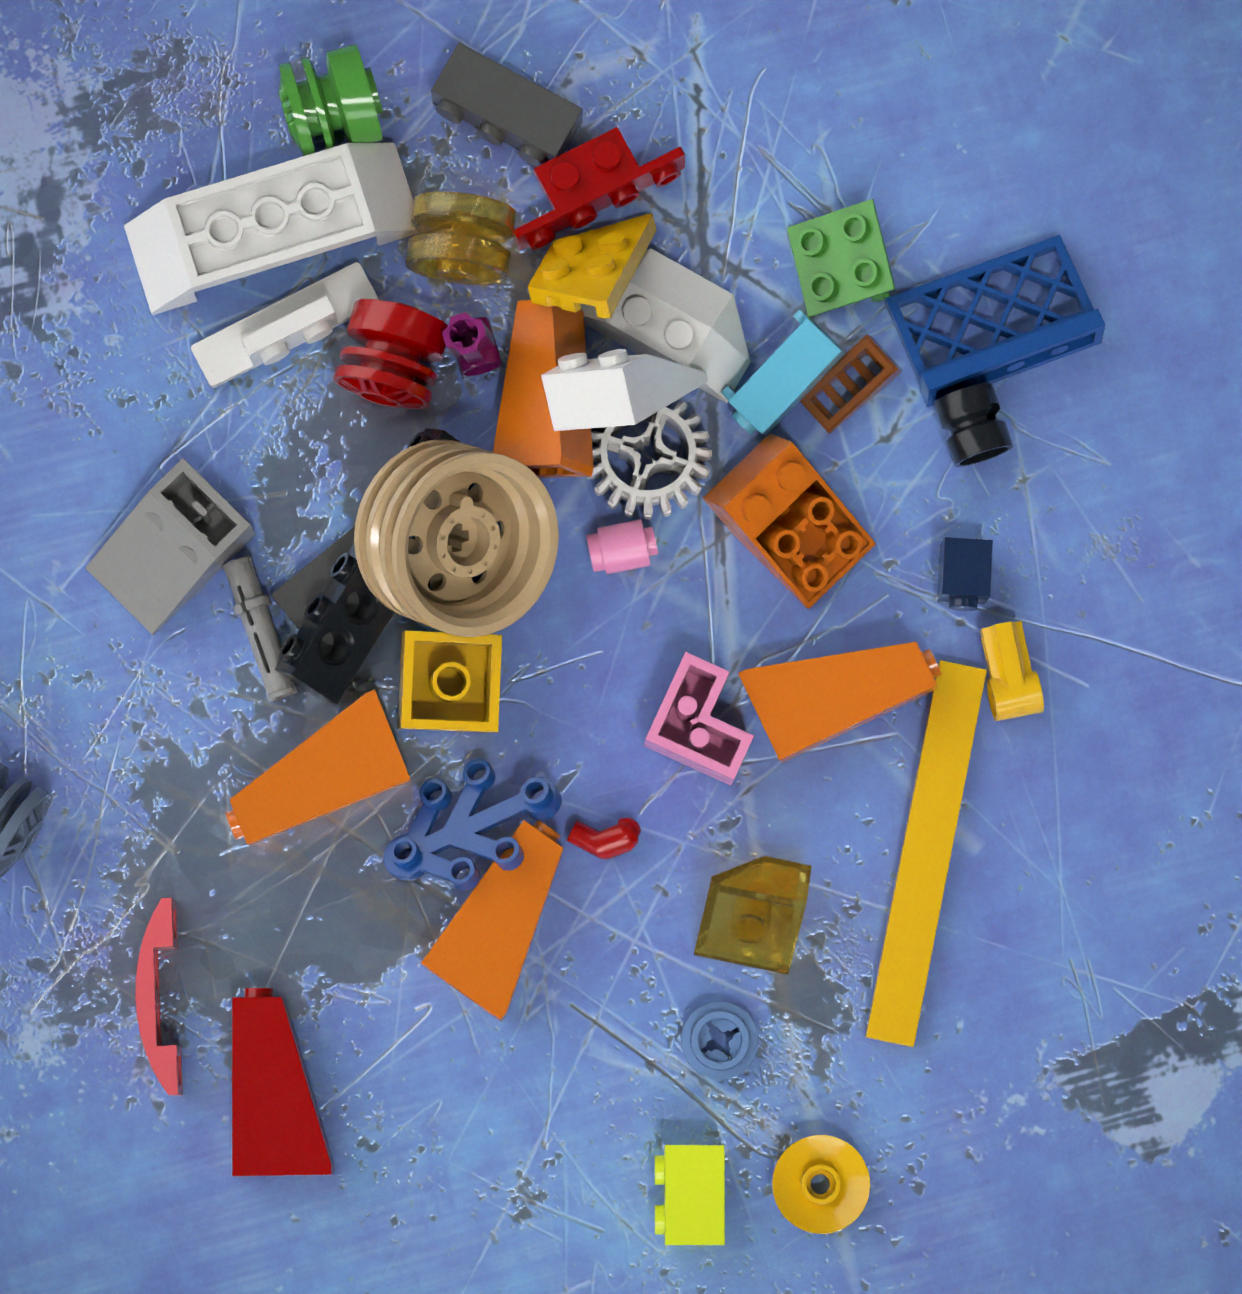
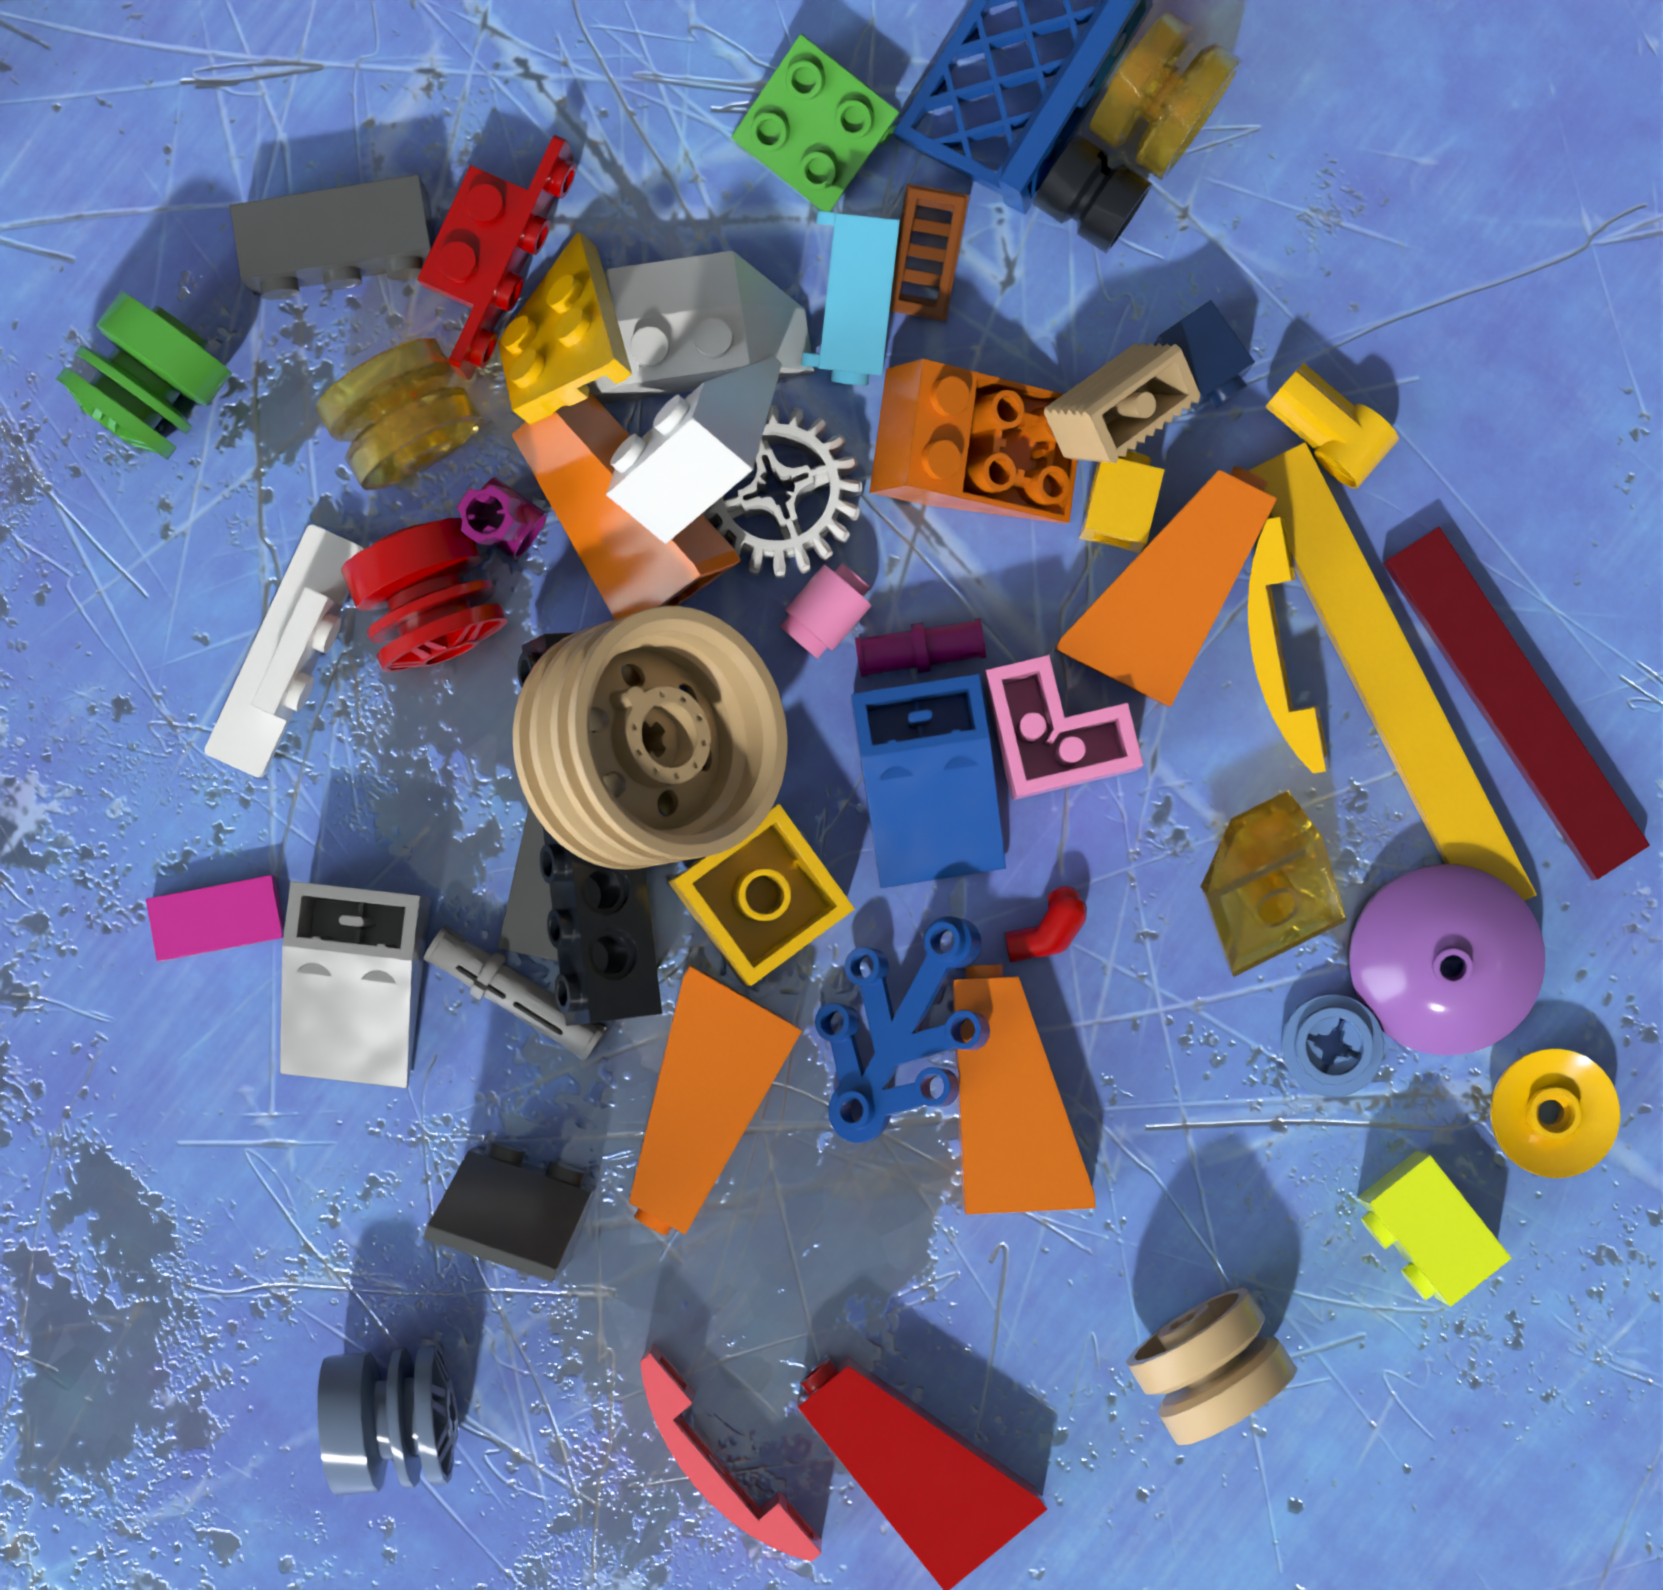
camera: 30 degrees left, 5 degrees up
(120, 448) = (216, 918): none -> dark pink tile
(160, 751) = (513, 1211): none -> dark grey slope
(269, 220) = (180, 552): white slope -> none
(495, 1164) = (1212, 1366): none -> tan wheel
(602, 693) = (929, 780): none -> blue slope
(660, 612) = (920, 647): none -> magenta pin
(848, 618) = (1122, 502): none -> yellow brick
(864, 1043) = (1437, 915): none -> medium lavender dish
(891, 560) = (1122, 403): none -> tan brick
(906, 724) = (1299, 726): none -> yellow slope
(992, 924) = (1516, 704): none -> dark red tile
(1059, 399) = (1158, 91): none -> clear yellow wheel

